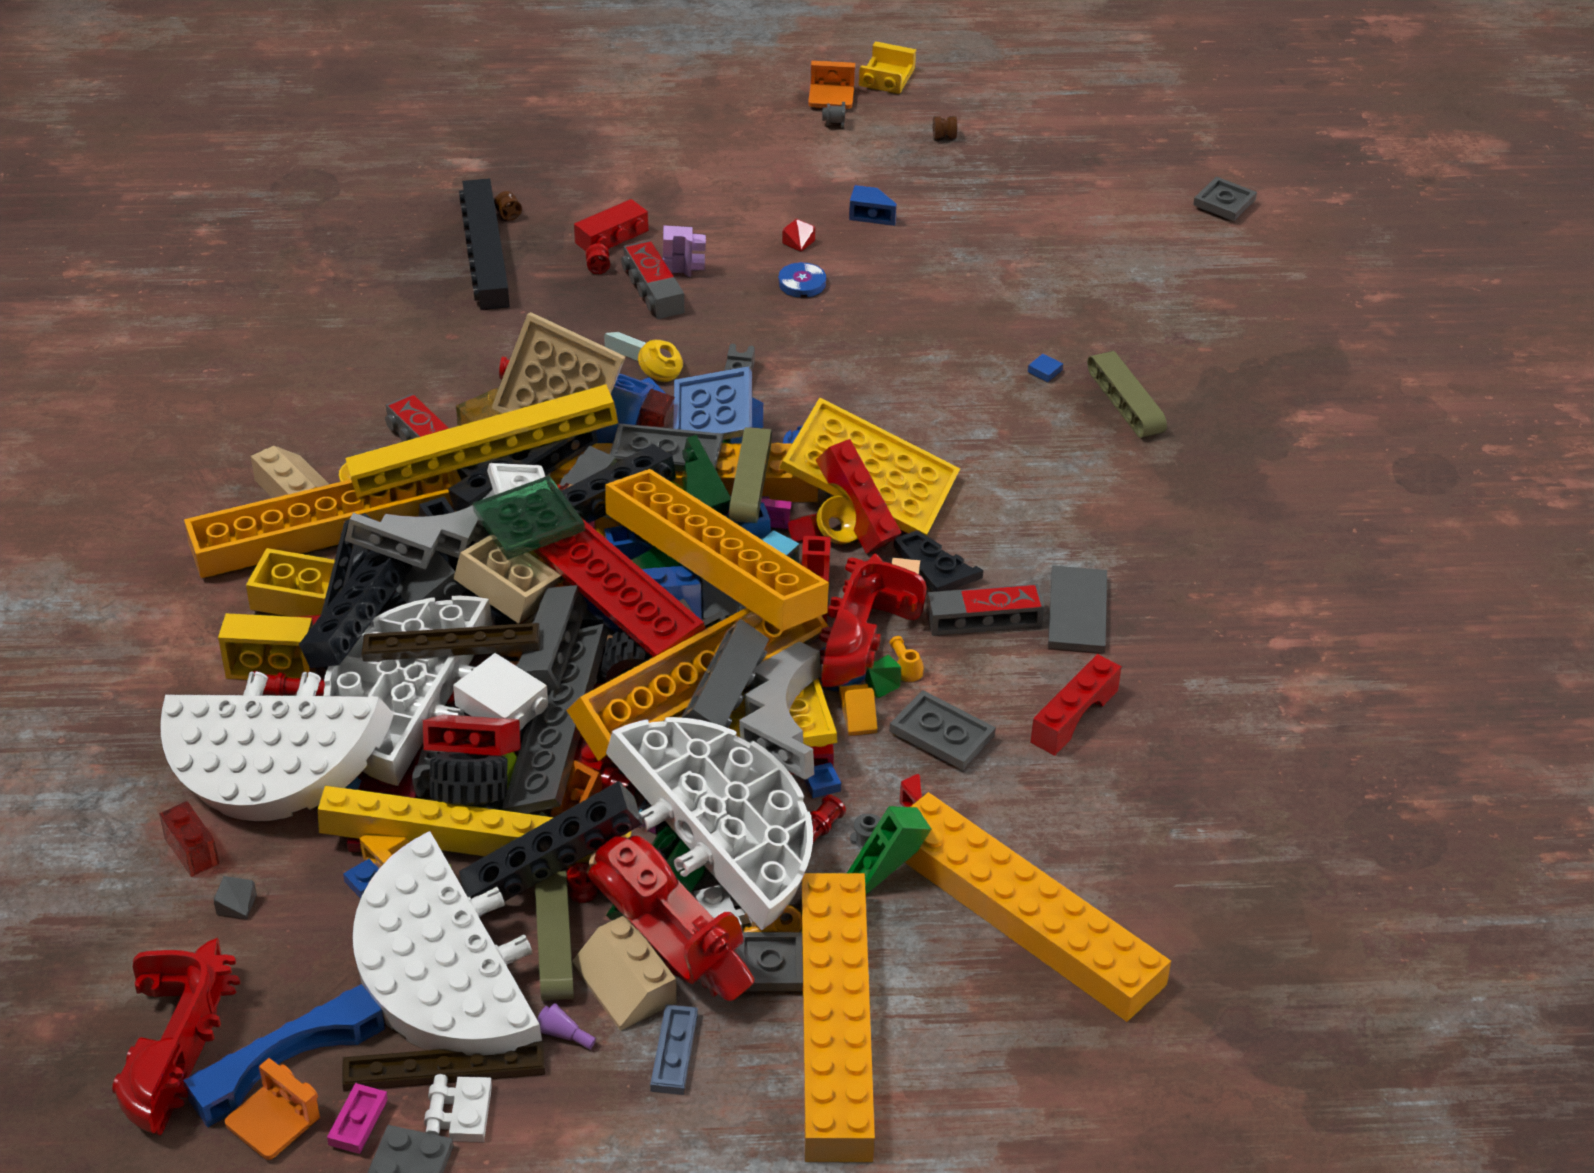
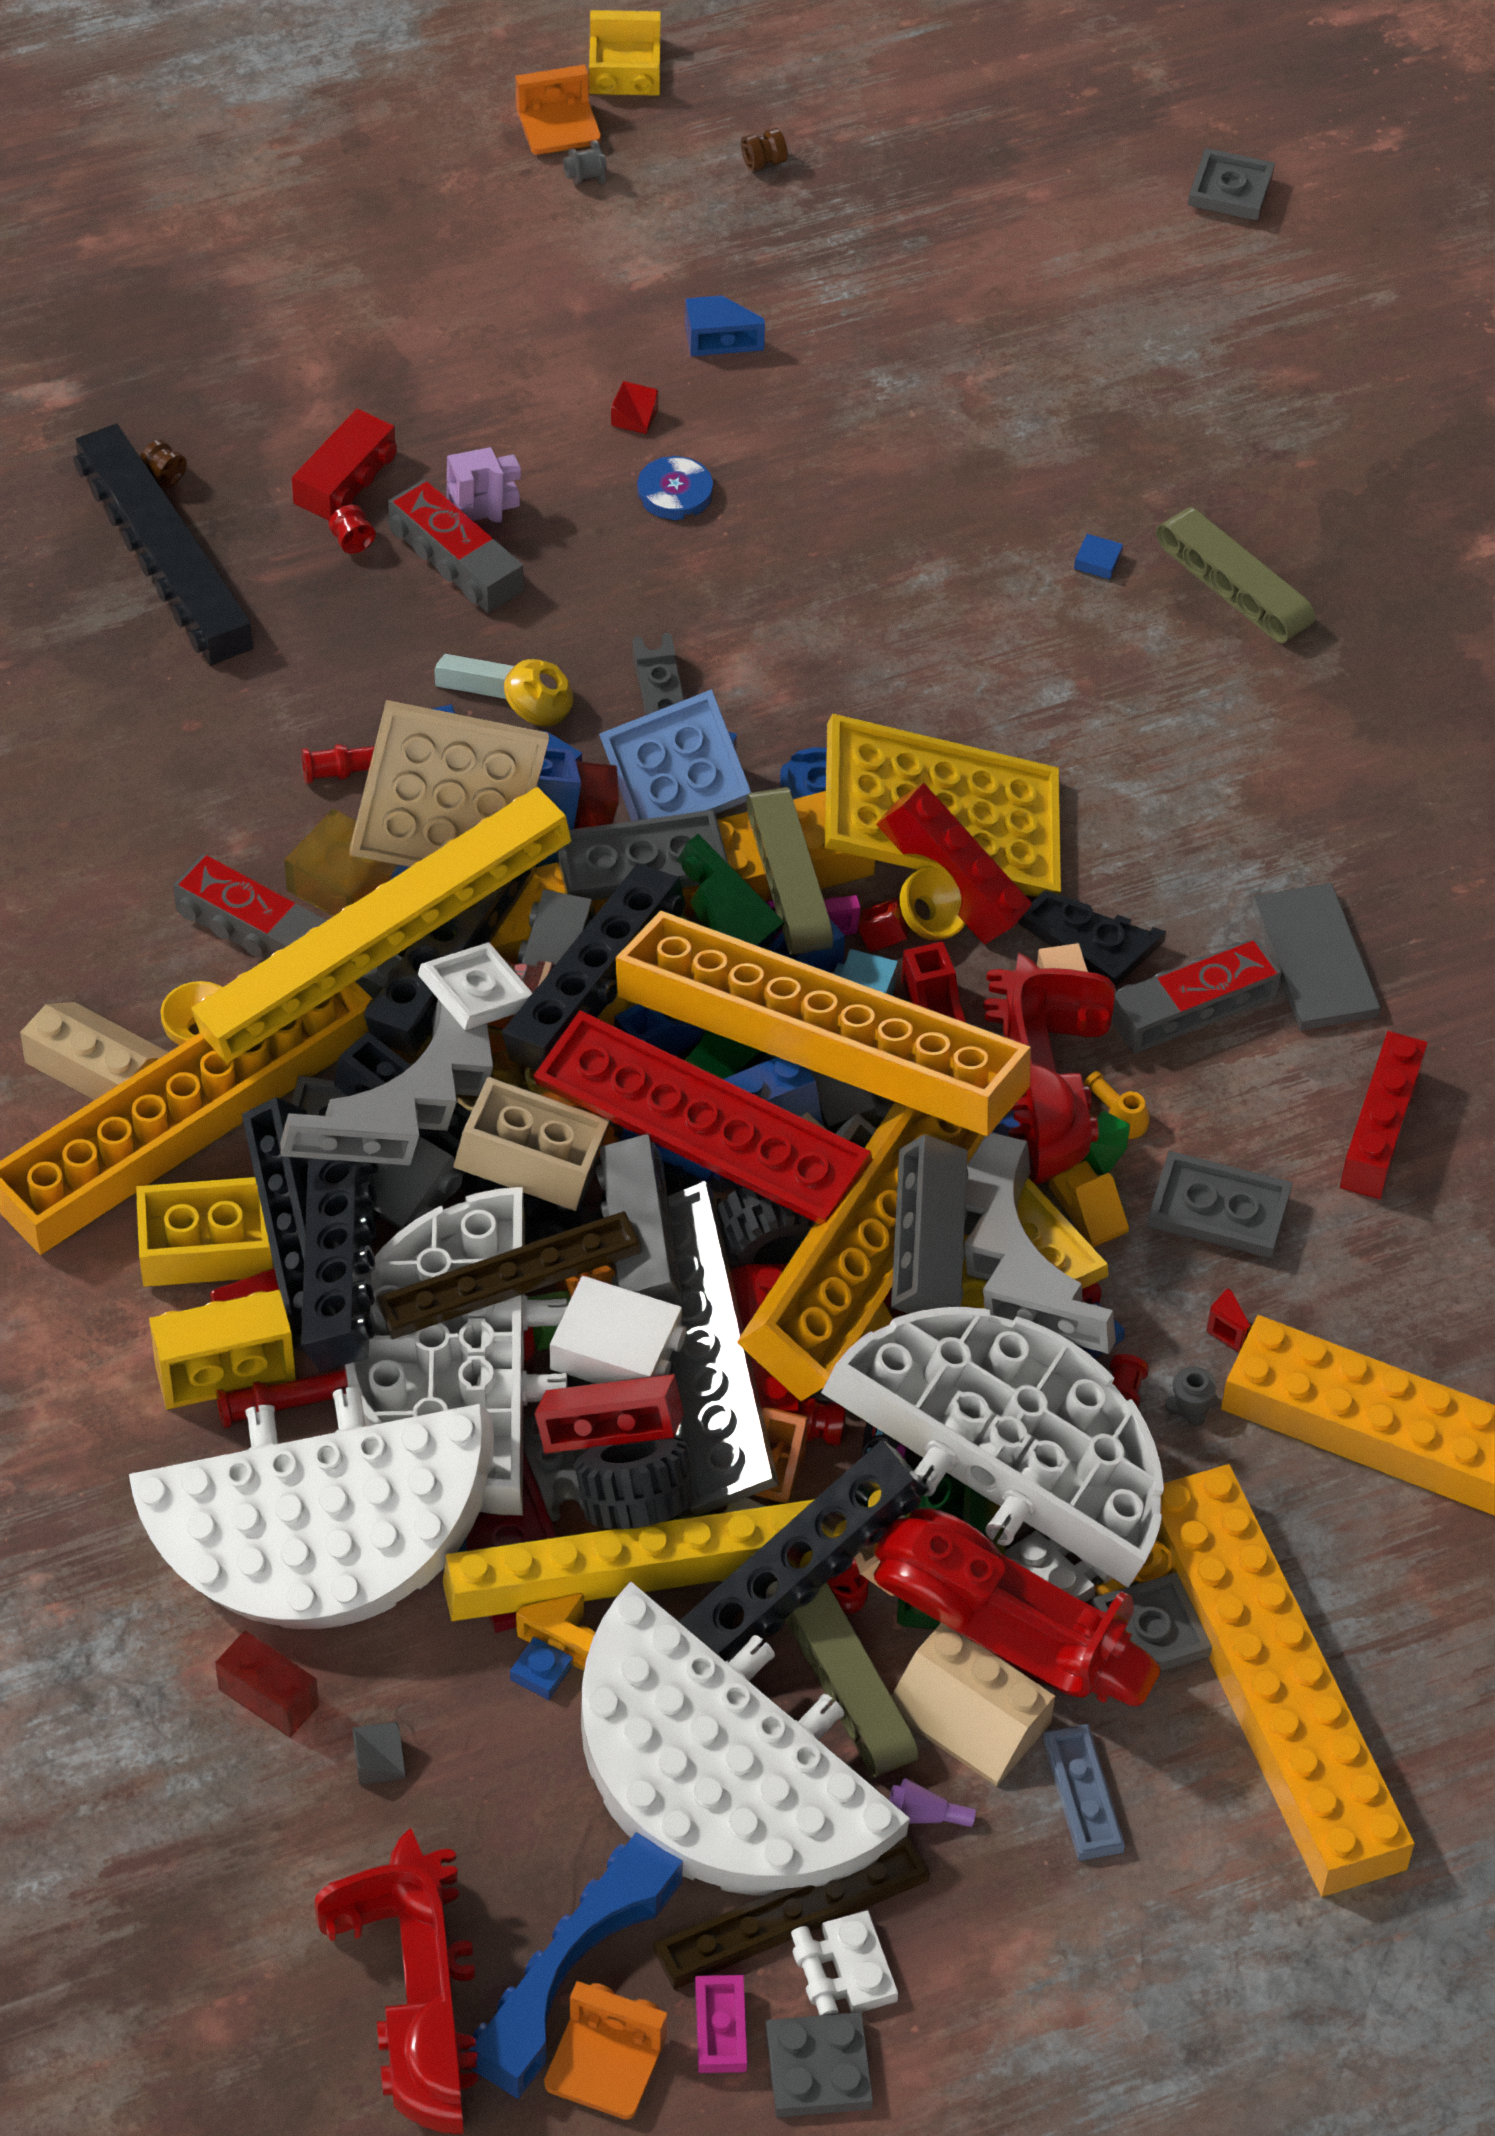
camera: 20 degrees left, 10 degrees up
(528, 517) = (532, 1043): clear green plate -> none
(890, 844) = (1246, 1413): green slope -> none

